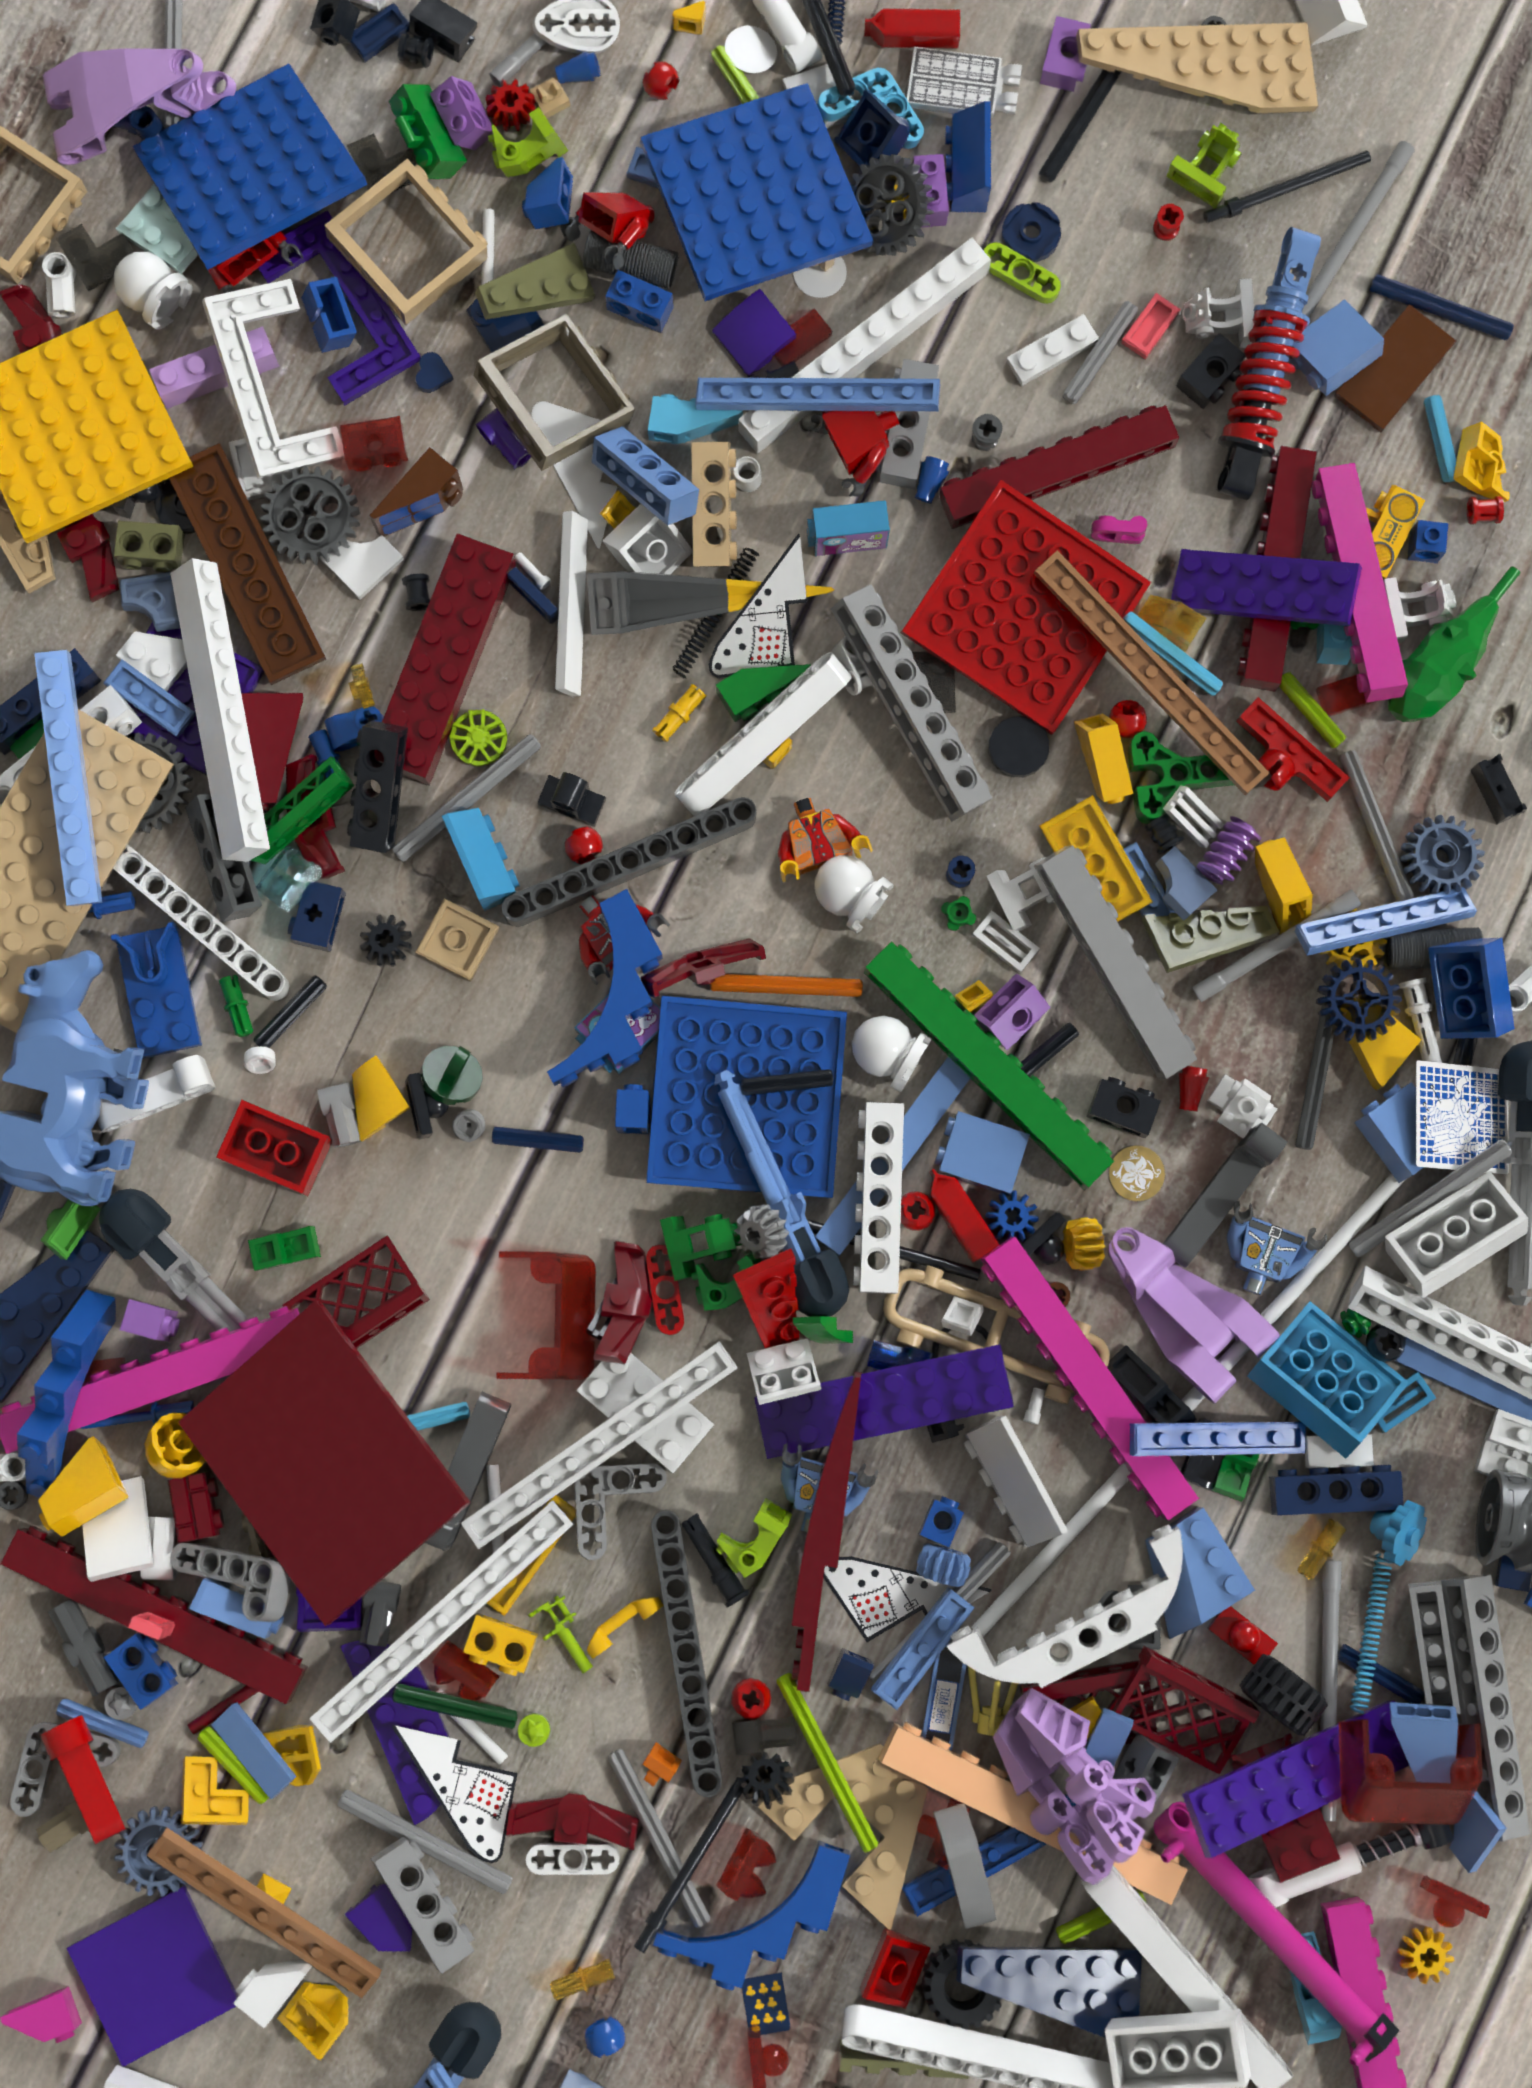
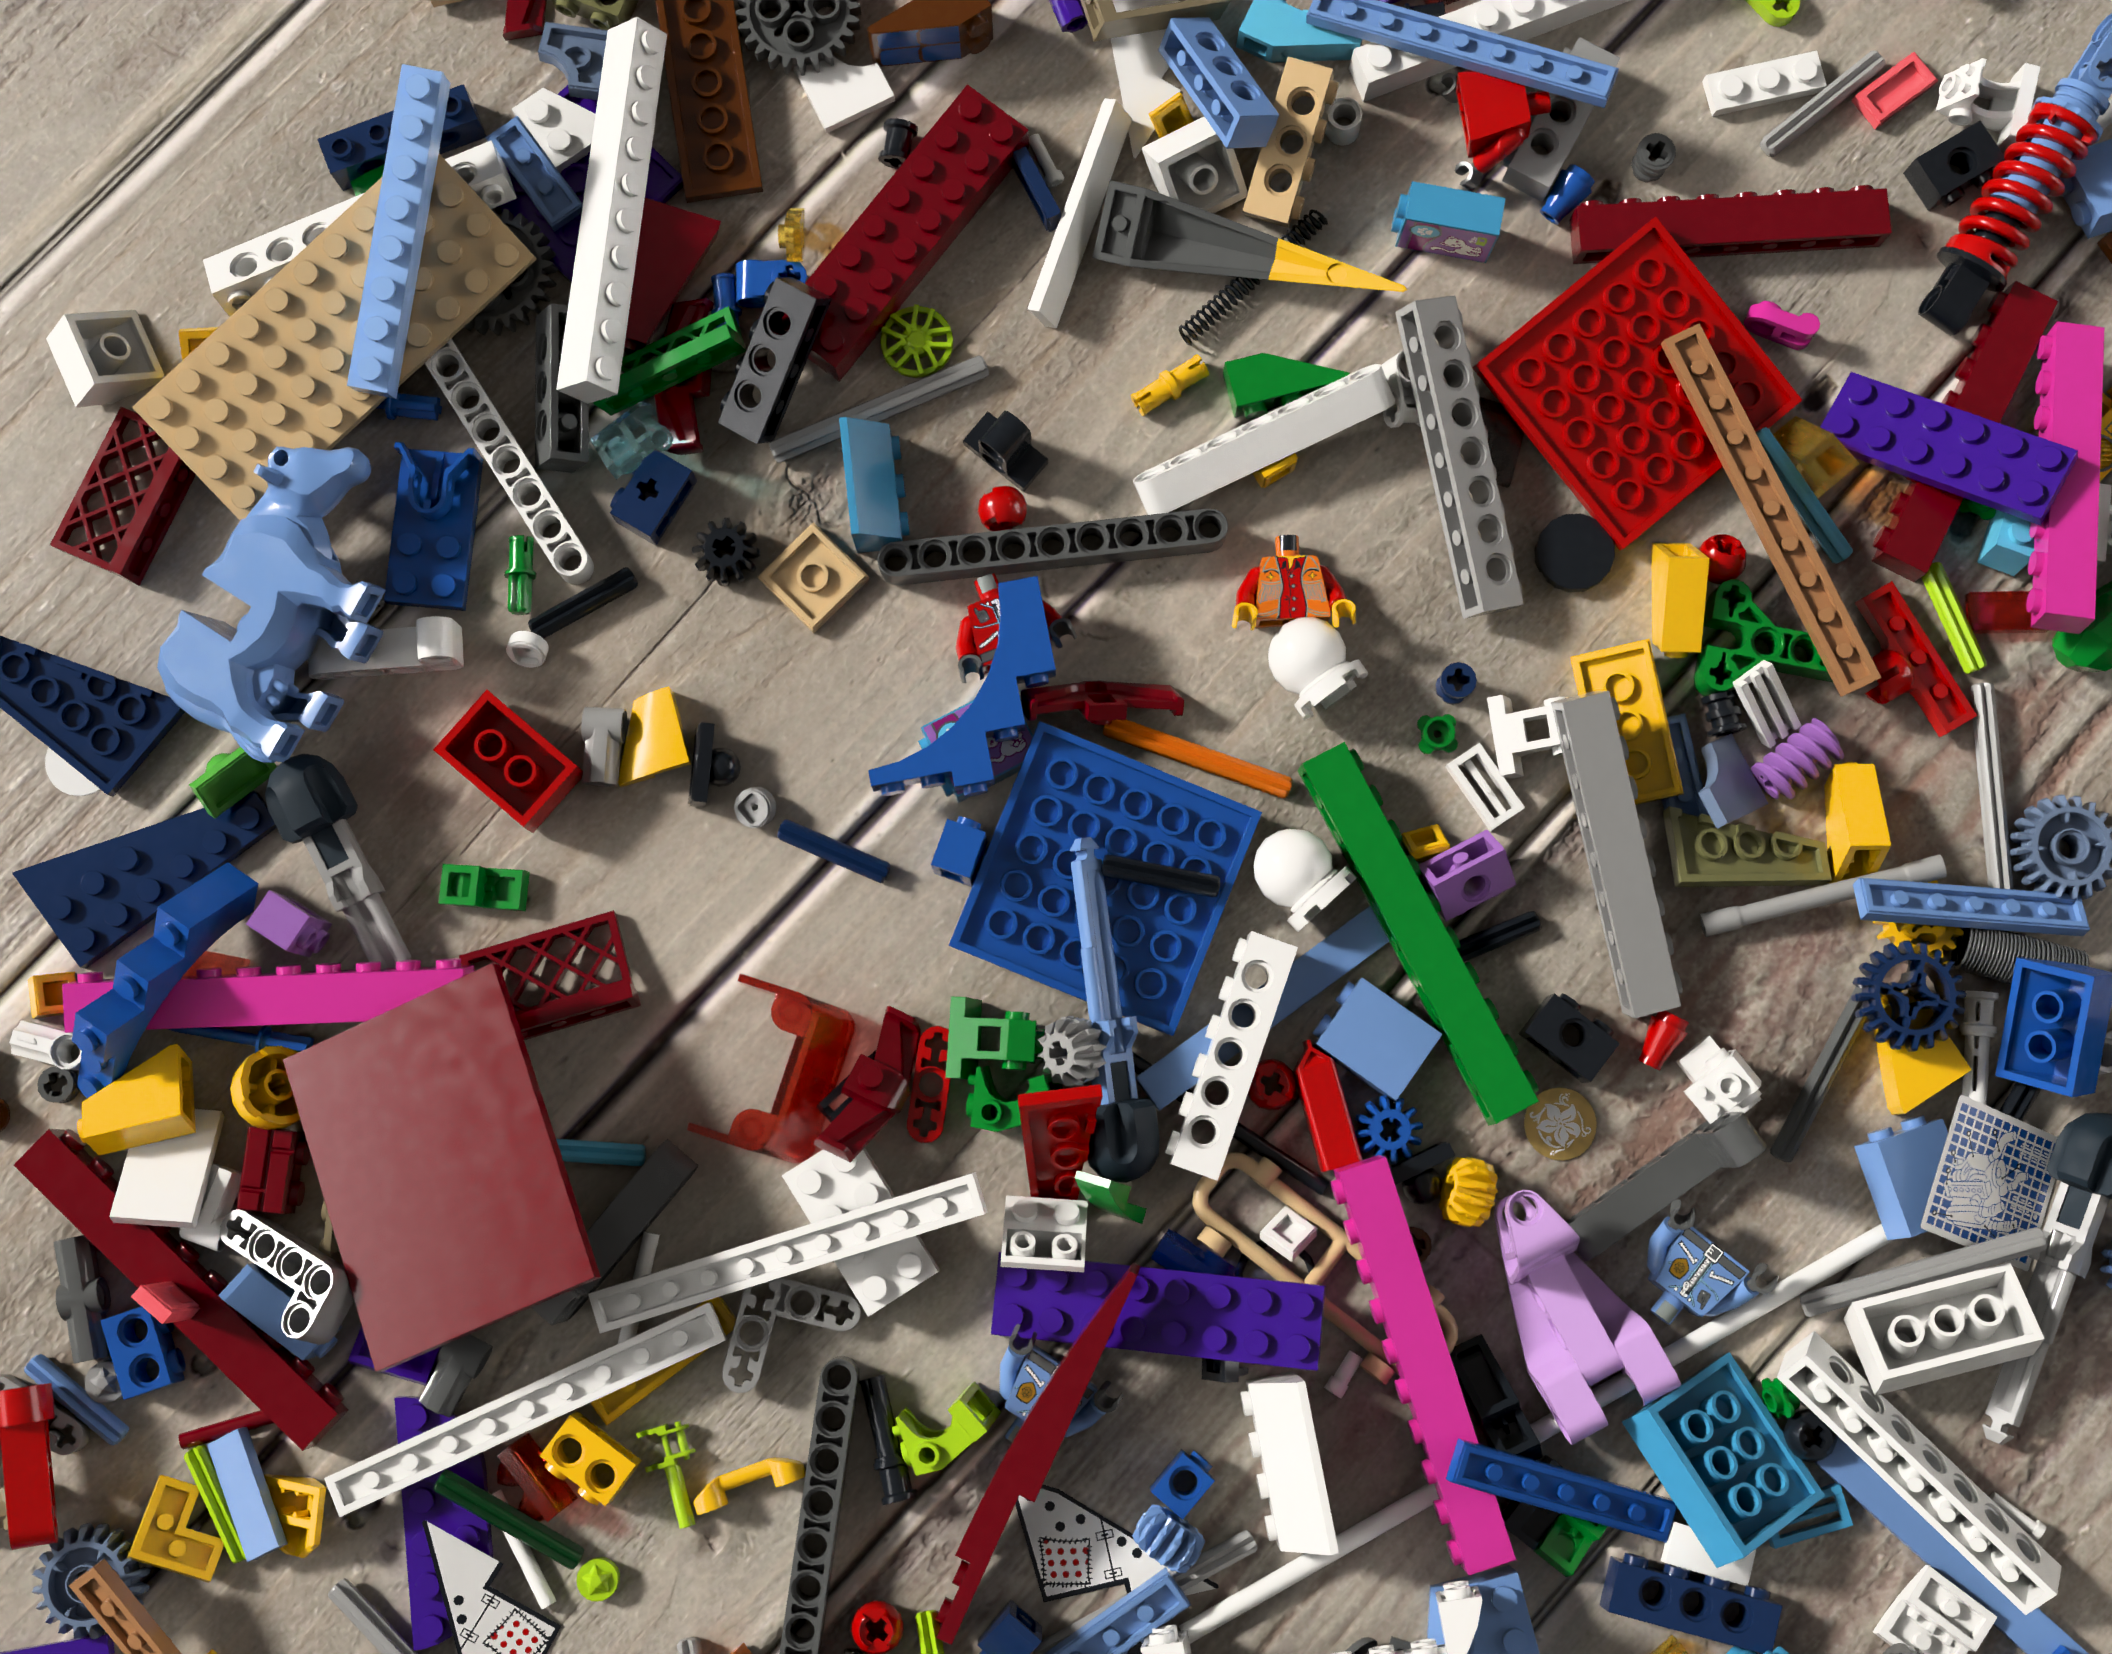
camera: 20 degrees right, 0 degrees up
(451, 1075) = (752, 739): tile -> none
(763, 627) = (1305, 311): white sticker -> none

